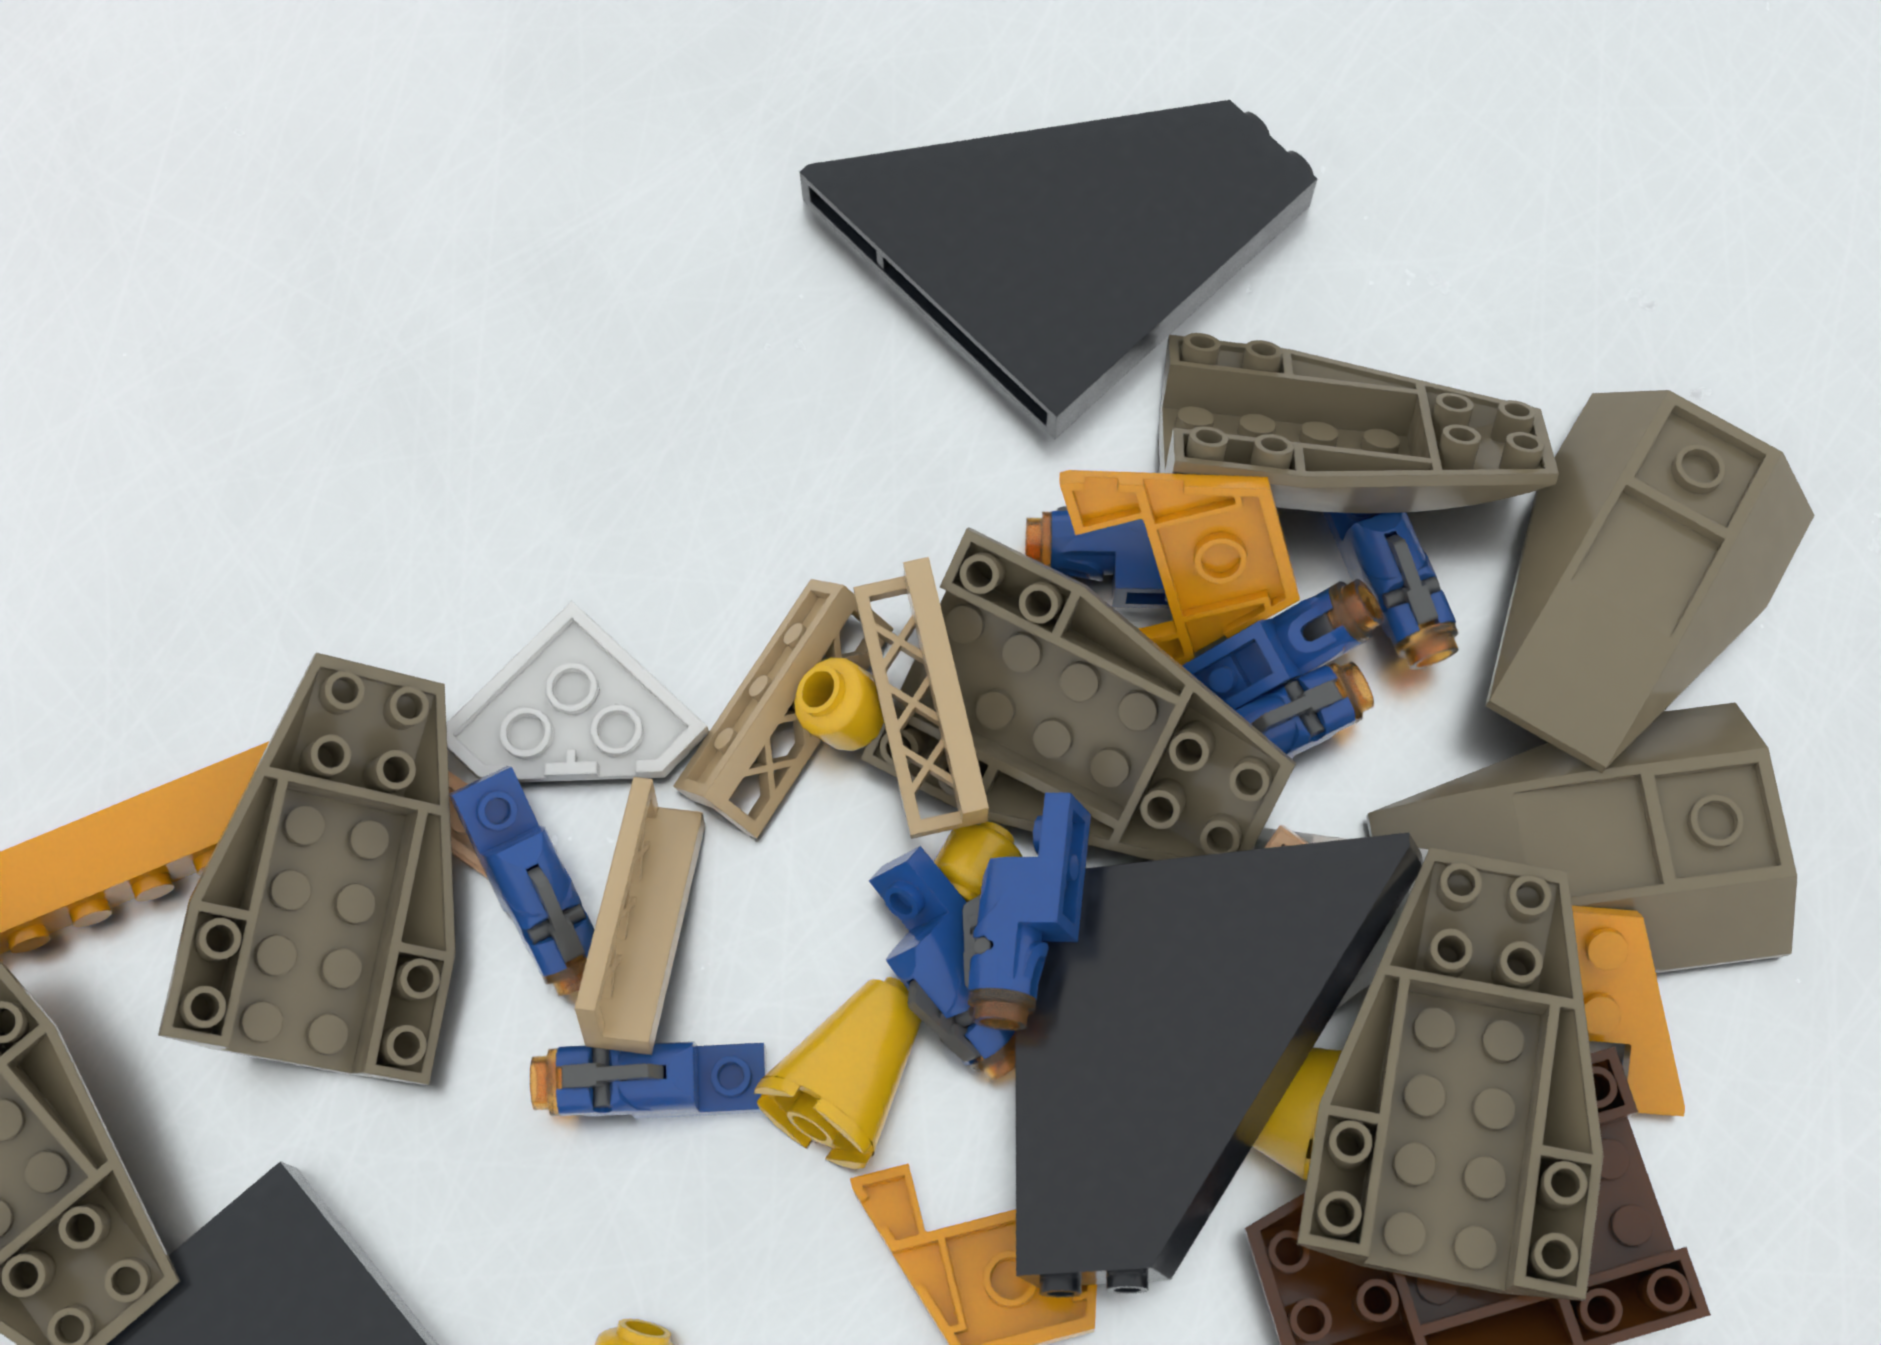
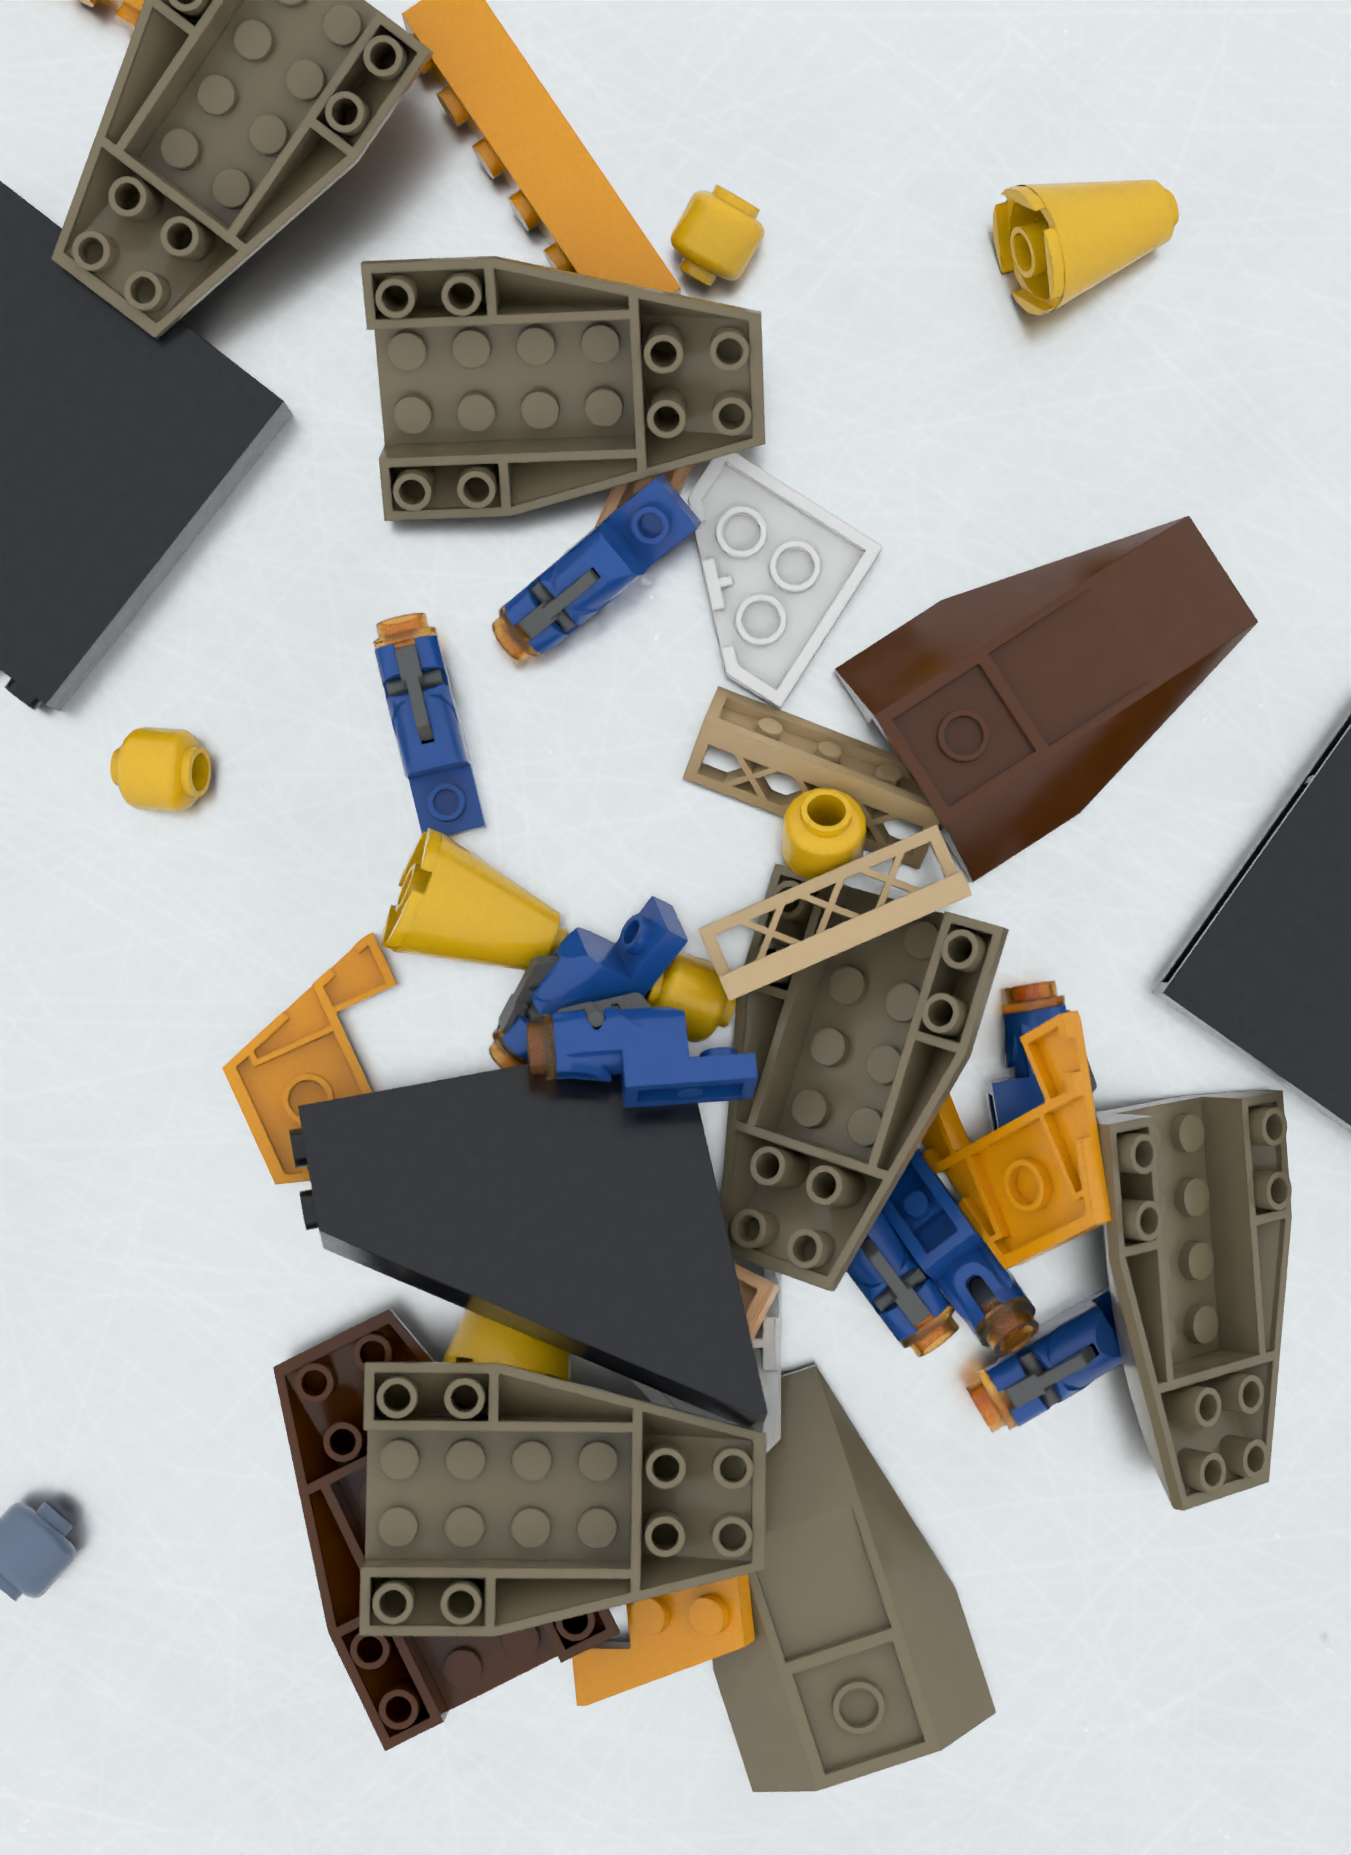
camera: 80 degrees right, 15 degrees up
(228, 702) = (717, 235): none -> yellow head
(319, 373) = (1077, 235): none -> yellow cone
(638, 923) = (569, 685): tan fence -> none
(736, 477) = (1046, 683): none -> reddish brown wedge
(1640, 568) = (1112, 1602): dark tan wedge -> none

